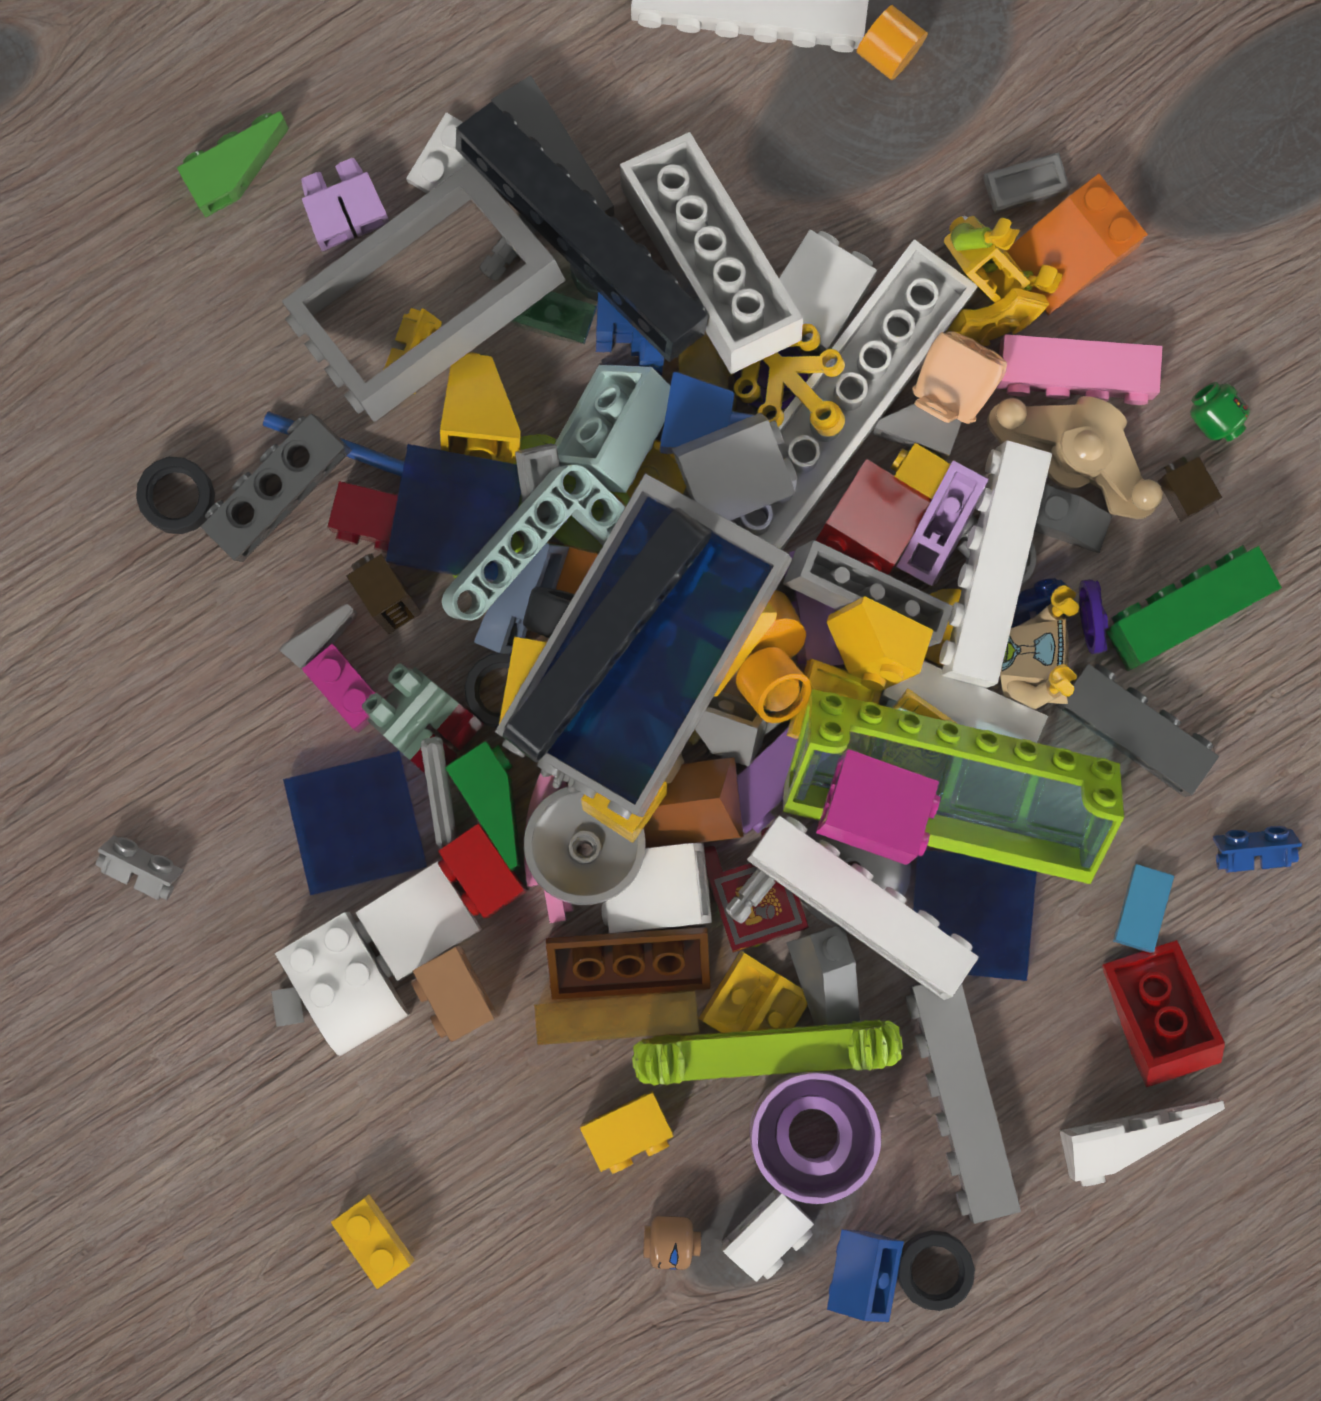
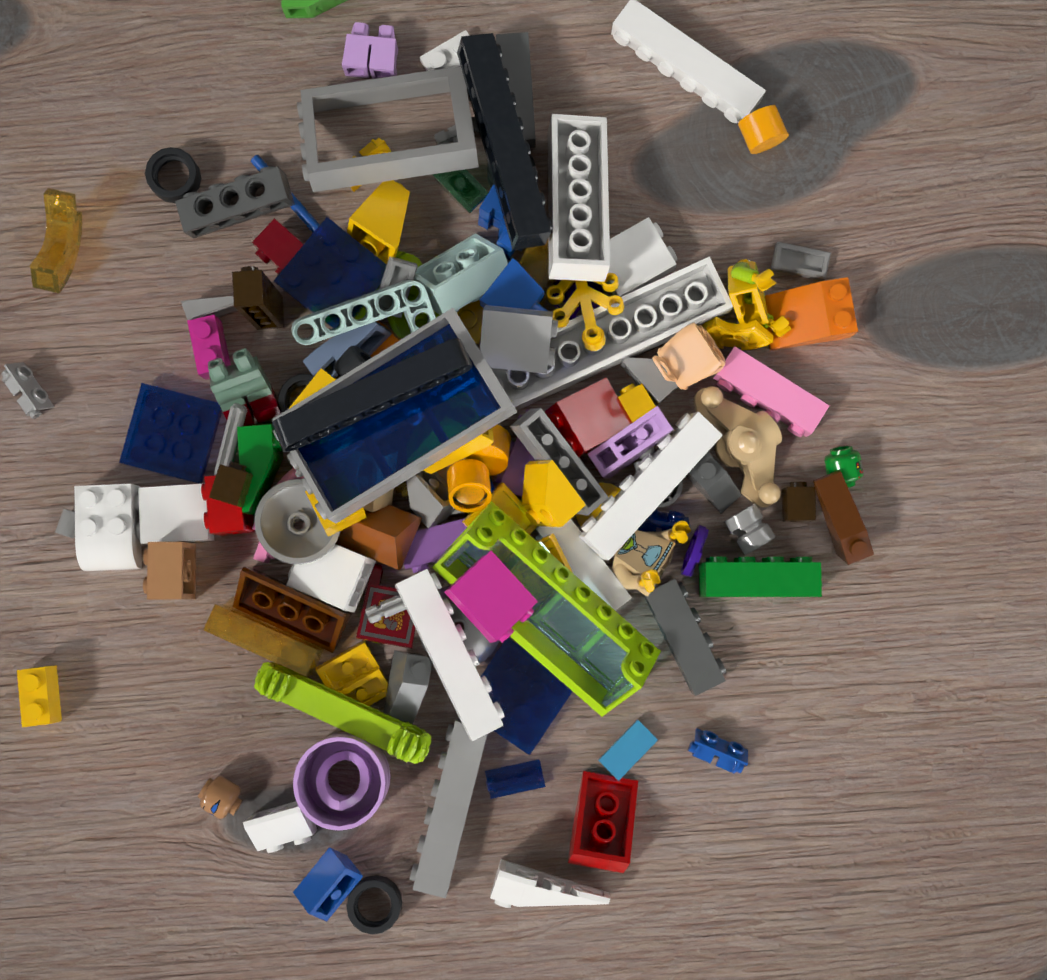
camera: 30 degrees right, 0 degrees up
(80, 658) = (61, 242): none -> clear yellow arch
(481, 841) = (231, 484): none -> dark brown brick
(627, 1132) = (231, 713): yellow brick -> none
(1024, 1020) = (514, 778): none -> clear blue hinge
(1146, 552) = (749, 529): none -> light grey wheel
(1254, 478) = (843, 518): none -> reddish brown slope

